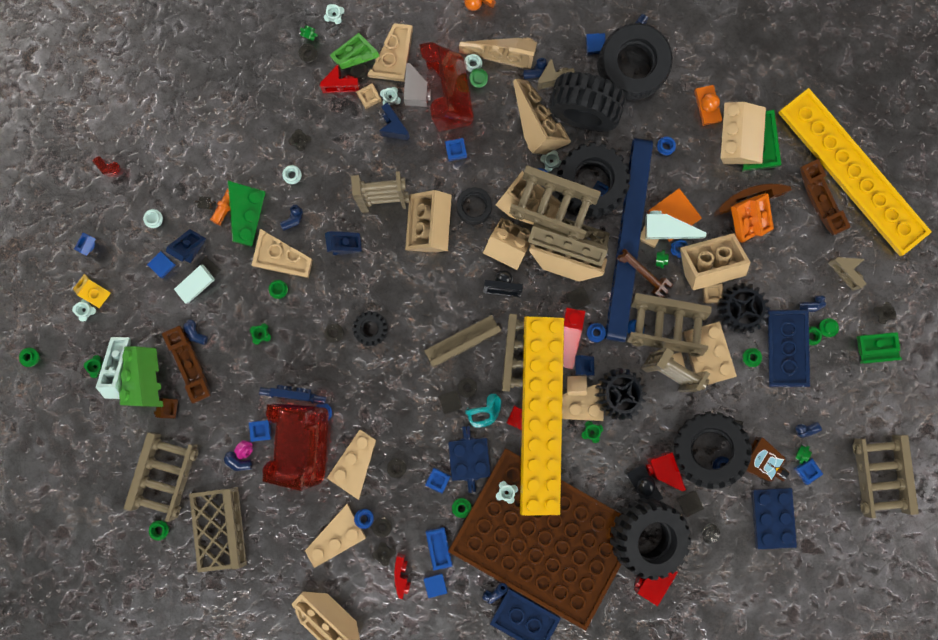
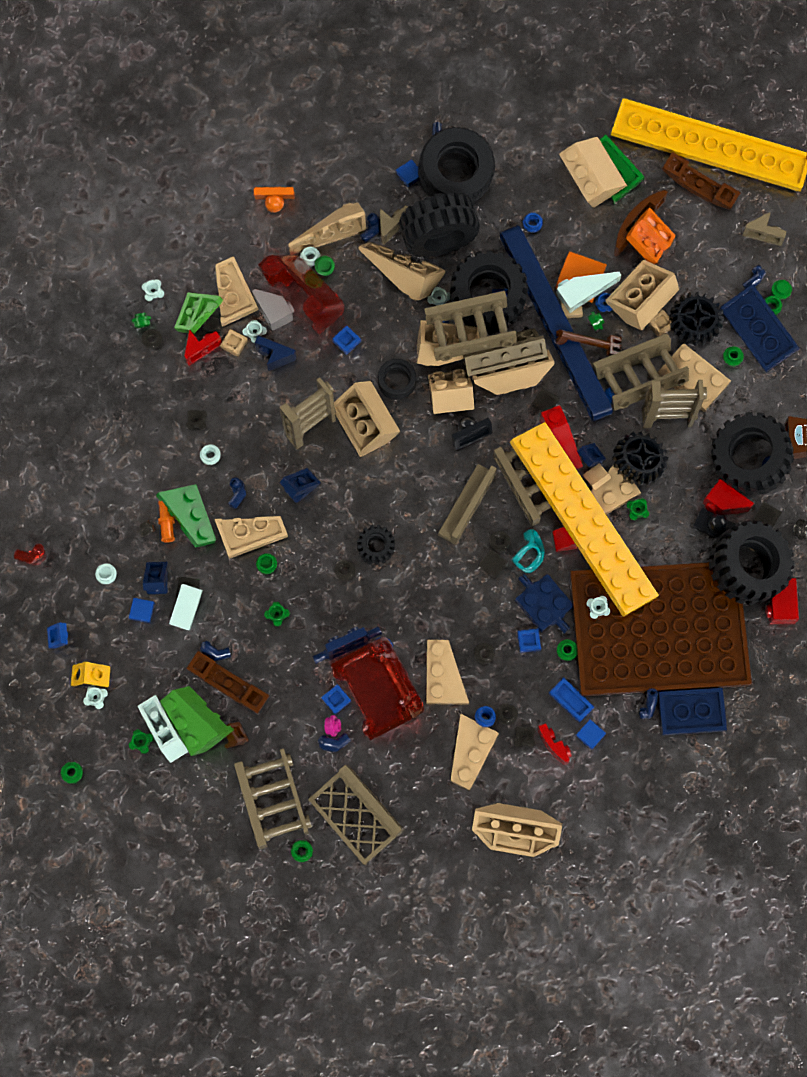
camera: 30 degrees left, 10 degrees down
(592, 337) = (581, 426): blue plate -> none
(708, 105) = (545, 165): orange tile -> none

